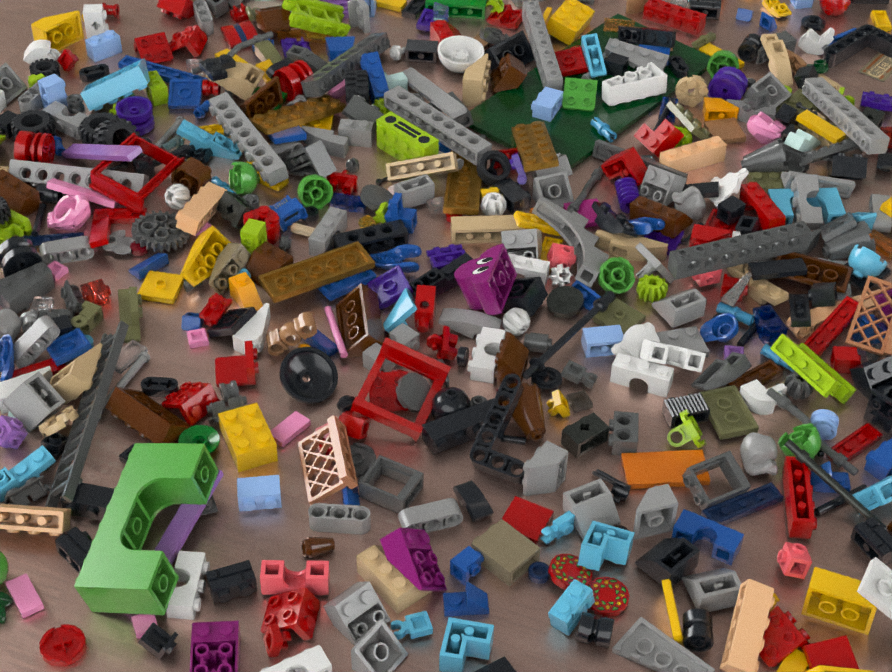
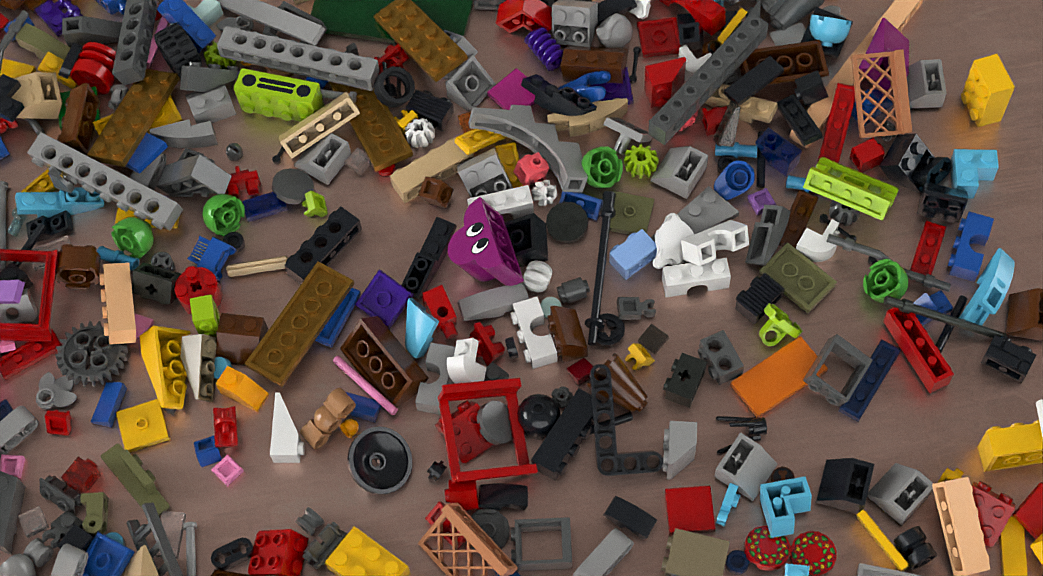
camera: 25 degrees left, 20 degrees up
(100, 232) = (28, 392): red tile -> none
(106, 258) = (58, 422): none -> red tile
(136, 250) = (81, 391): dark red tile -> none
(177, 196) = (78, 298): white piece -> none
(200, 111) = (16, 154): blue pin -> none
(216, 125) = (59, 182): none -> dark grey tile
(231, 322) = (254, 434): black tile -> none
(238, 368) = (297, 488): red bracket -> none
(285, 242) = (234, 297): dark grey plate -> none
(290, 428) = (398, 530): bright pink tile -> none
(322, 237) = (272, 261): light grey arch -> none
(366, 221) = (304, 228): clear yellow plate -> none
(382, 439) = (503, 495): none -> black slope
(396, 212) = (332, 199): blue brick -> none
(396, 256) = (359, 258): blue animal -> none
(419, 340) = (462, 366): none -> white brick
(442, 256) = (417, 232): dark purple plate -> none
(477, 240) = (436, 192): none -> reddish brown brick
(517, 164) = (419, 74): dark purple plate -> none
(595, 176) = (496, 36): dark grey bar -> none
(655, 512) = (807, 438): light grey slope -> none
(725, 540) = (881, 432): blue arch -> none
(730, 210) = (660, 20): black brick -> none
(759, 454) = (856, 317): light grey piece -> none
(794, 560) = (954, 421): coral brick -> none
(826, 423) = (893, 246): light blue wheel -> none

